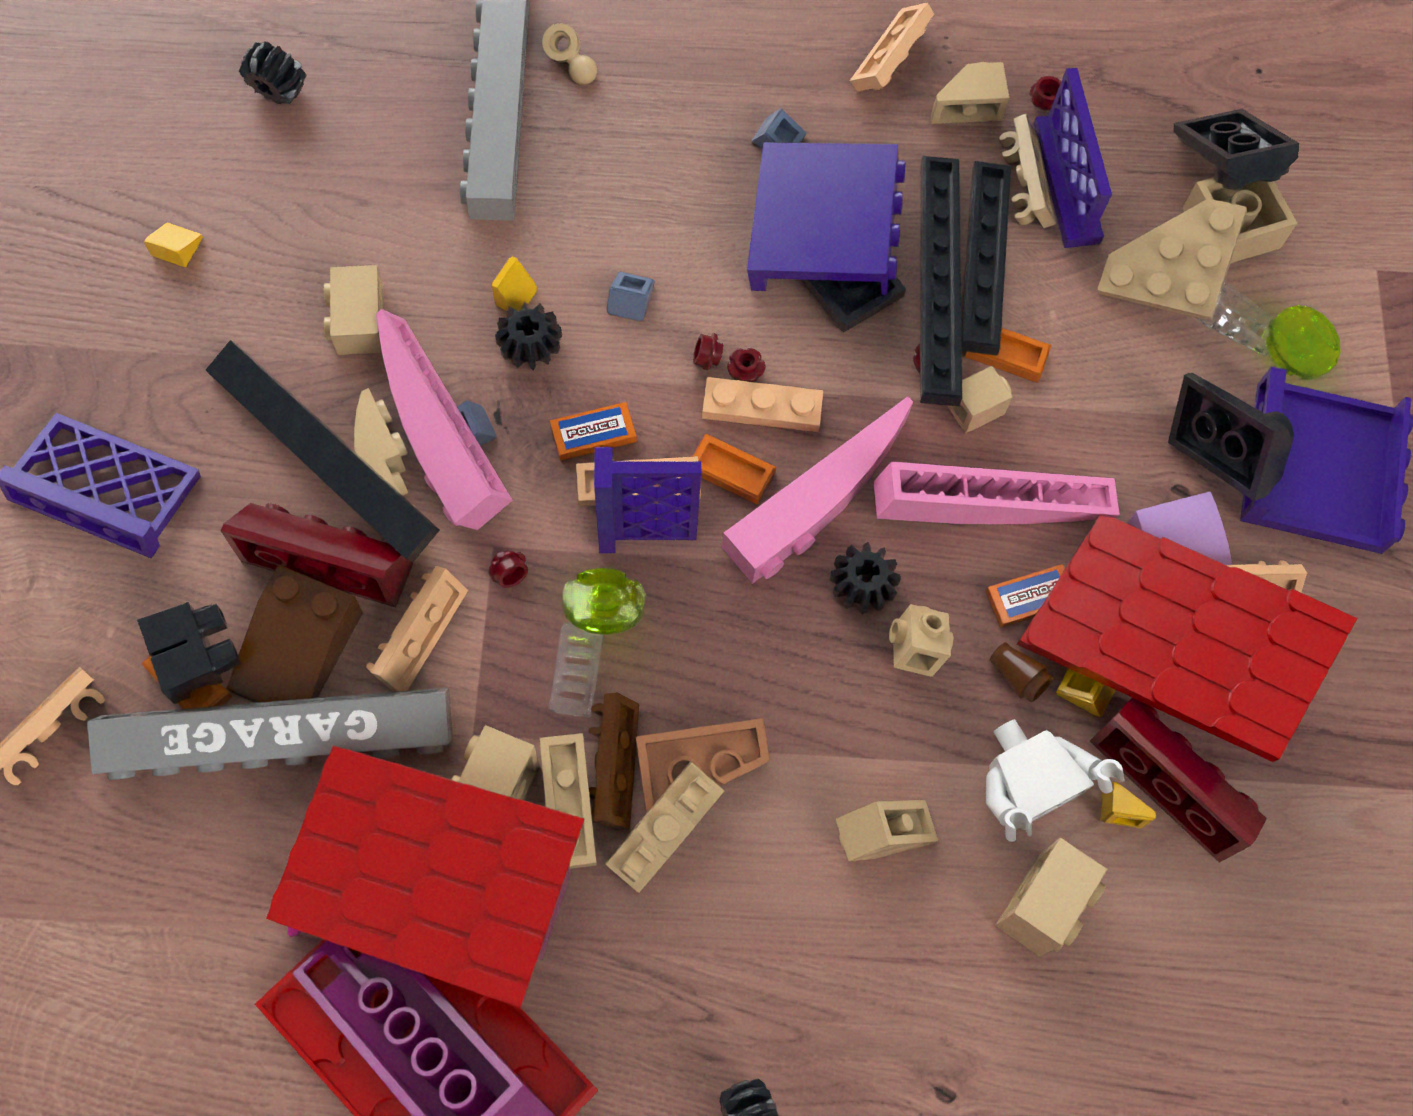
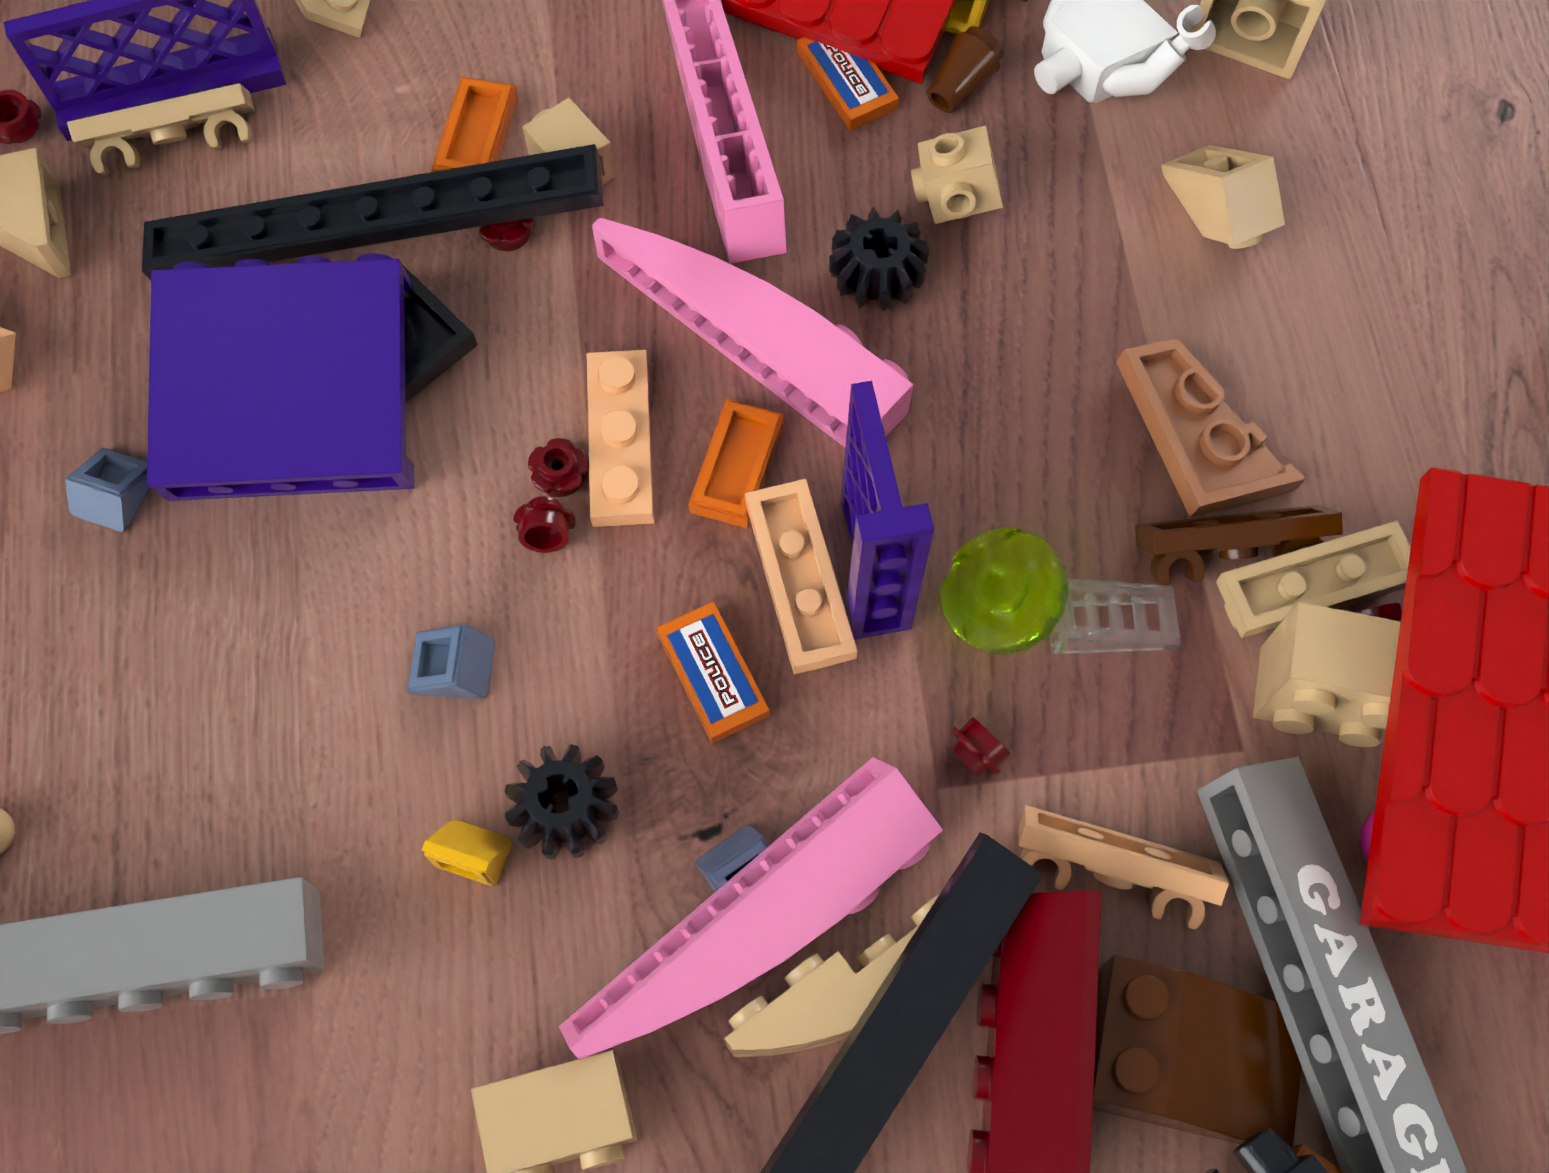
camera: 95 degrees left, 0 degrees up
(664, 827) = (1310, 451): tan plate -> none
(985, 258) = (306, 166): black tile -> none

